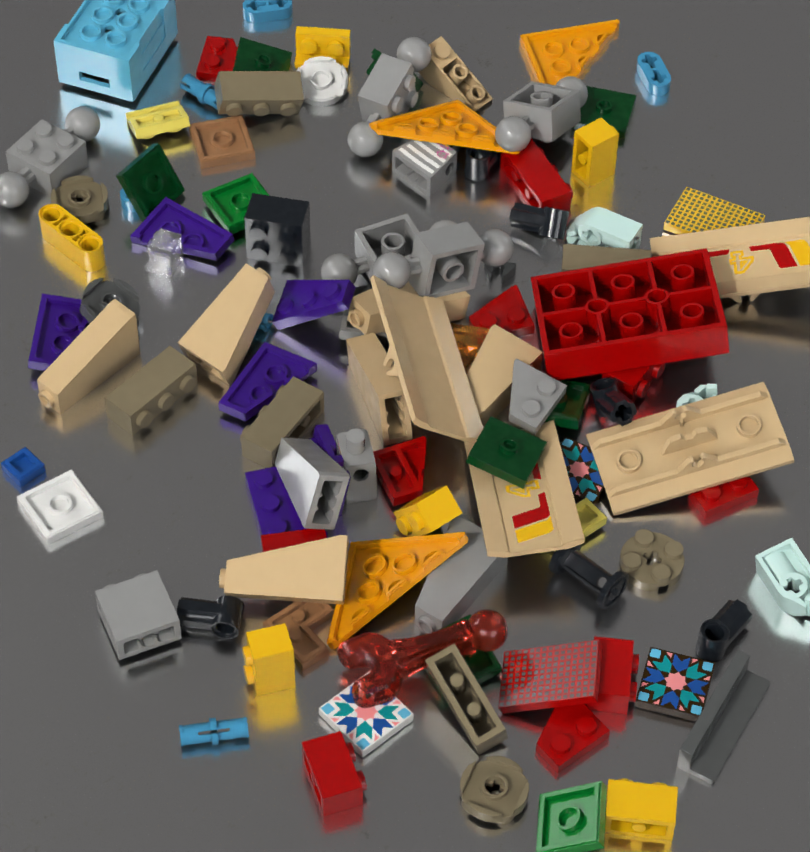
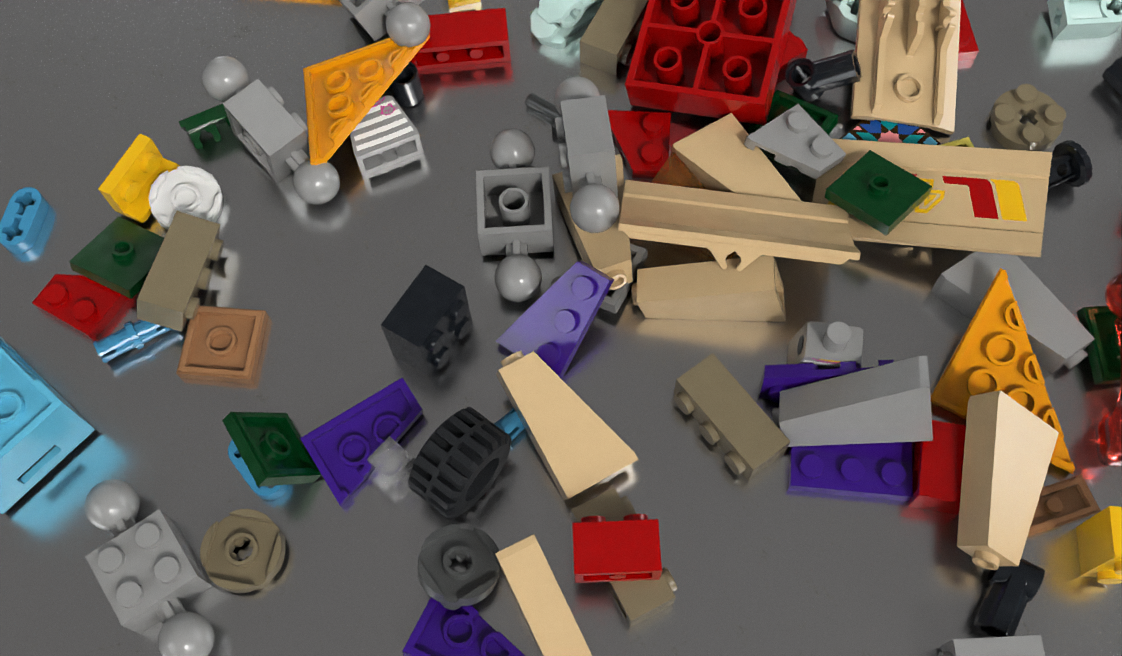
camera: 65 degrees left, 15 degrees up
(72, 237) = (290, 580): yellow beam -> none
(146, 367) = (616, 549): none -> red brick
(157, 120) = (148, 408): light yellow plate -> none
(177, 275) = (459, 462): none -> black tyre
(231, 201) = (345, 354): green plate -> none
(261, 380) = (648, 415): dark purple wing -> none
(402, 469) = (840, 303): red wing -> none
(427, 512) = (937, 301): yellow brick -> none
(453, 78) = (265, 60): tan slope -> none
(546, 220) = (530, 49): black piece -> none

